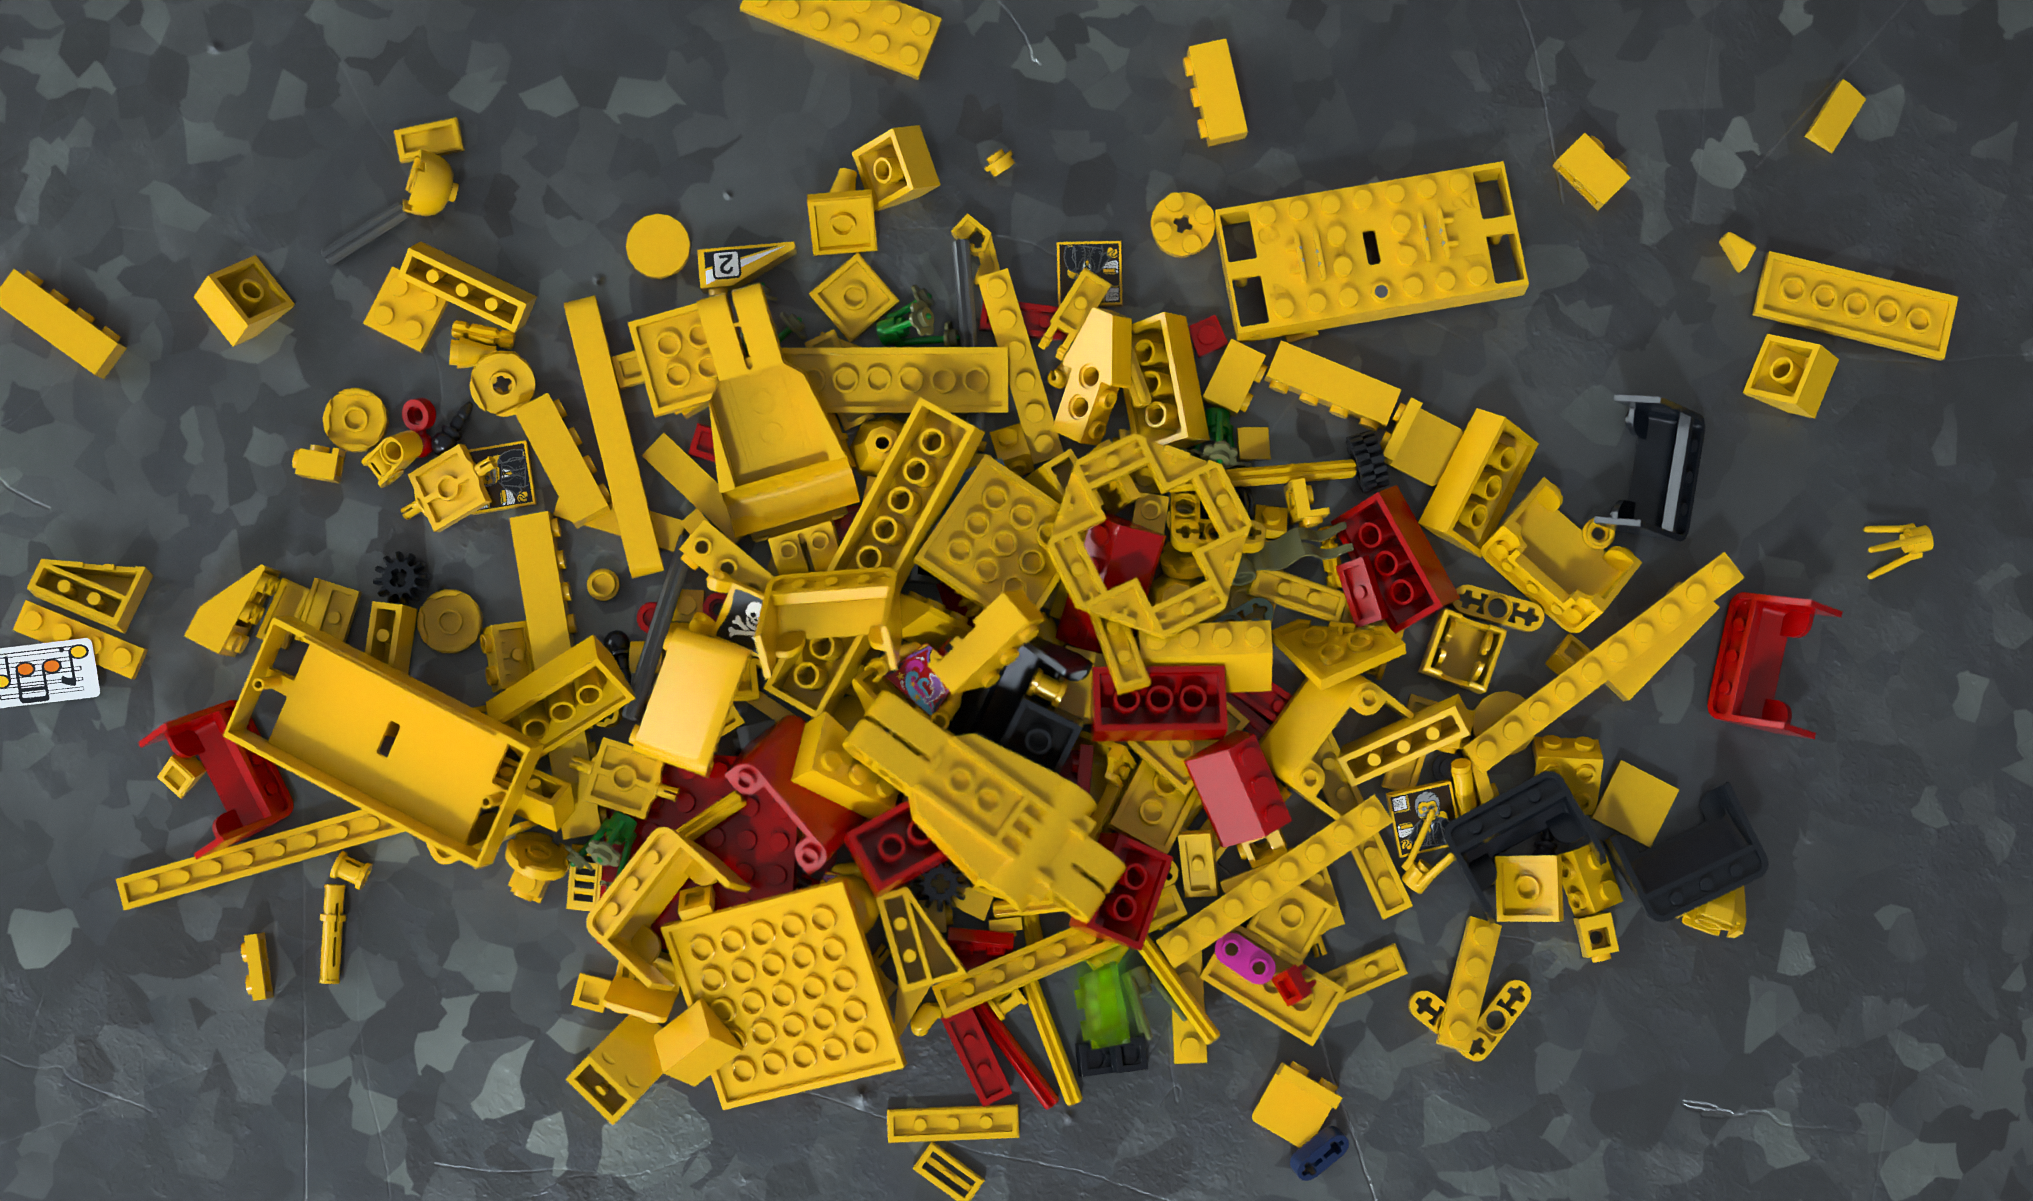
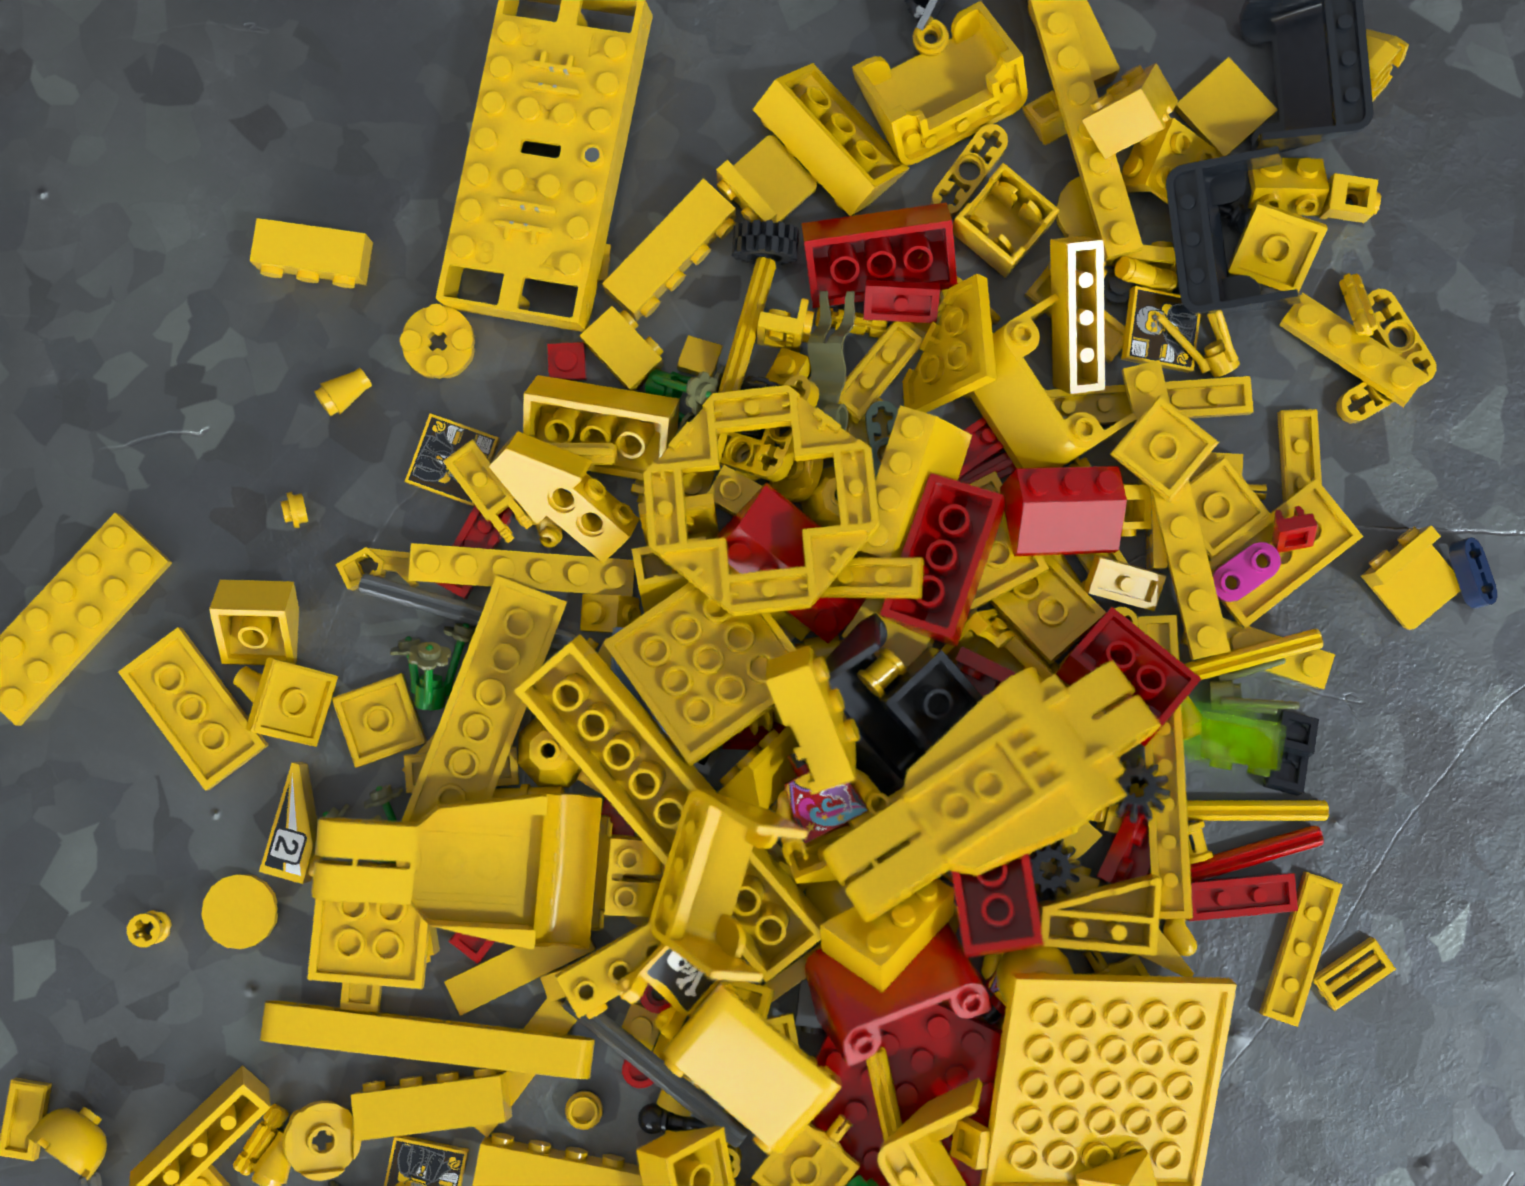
camera: 70 degrees left, 0 degrees up
(617, 169) = (157, 934): none -> yellow bush
(807, 144) = (192, 708): none -> yellow plate
(1035, 943) = (1152, 792): none -> black gear
(1111, 162) = (342, 391): none -> yellow cone
(1319, 850) = (1164, 448): none -> yellow tile
(1508, 974) = (1358, 304): none -> yellow axle
(1594, 720) = (1130, 110): none -> yellow wedge

